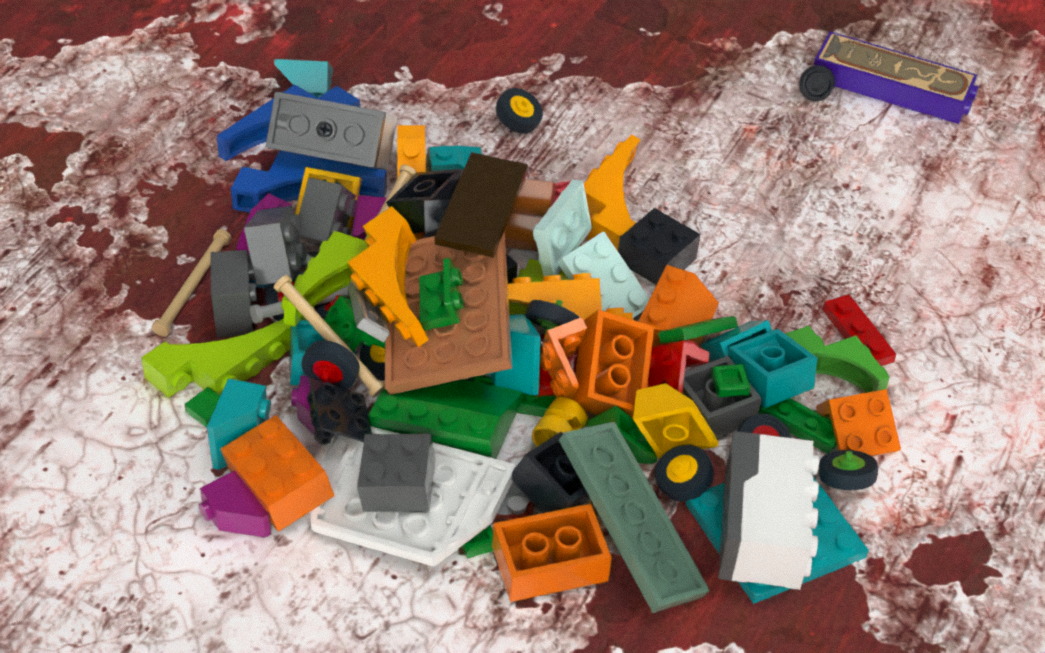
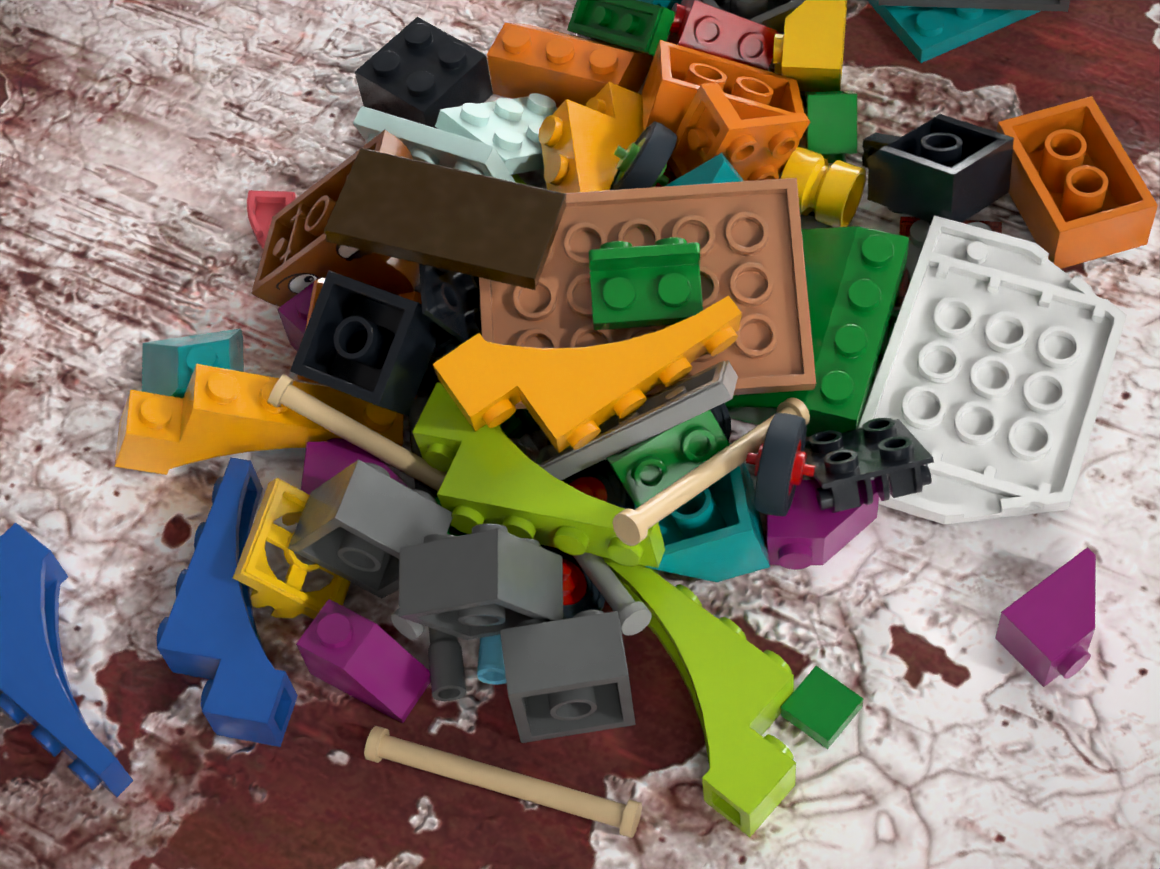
camera: 80 degrees left, 10 degrees up
(237, 412) = (896, 621): teal slope -> none
(278, 472) = (989, 547): orange brick -> none
(331, 130) = (137, 541): piece -> none
(396, 473) = (988, 359): dark grey brick -> none
(519, 110) = (63, 280): black wheel -> none
(606, 193) = (273, 148): light orange arch -> none
(634, 516) = (997, 82): sand green plate -> none
(684, 473) = (886, 47): black wheel -> none

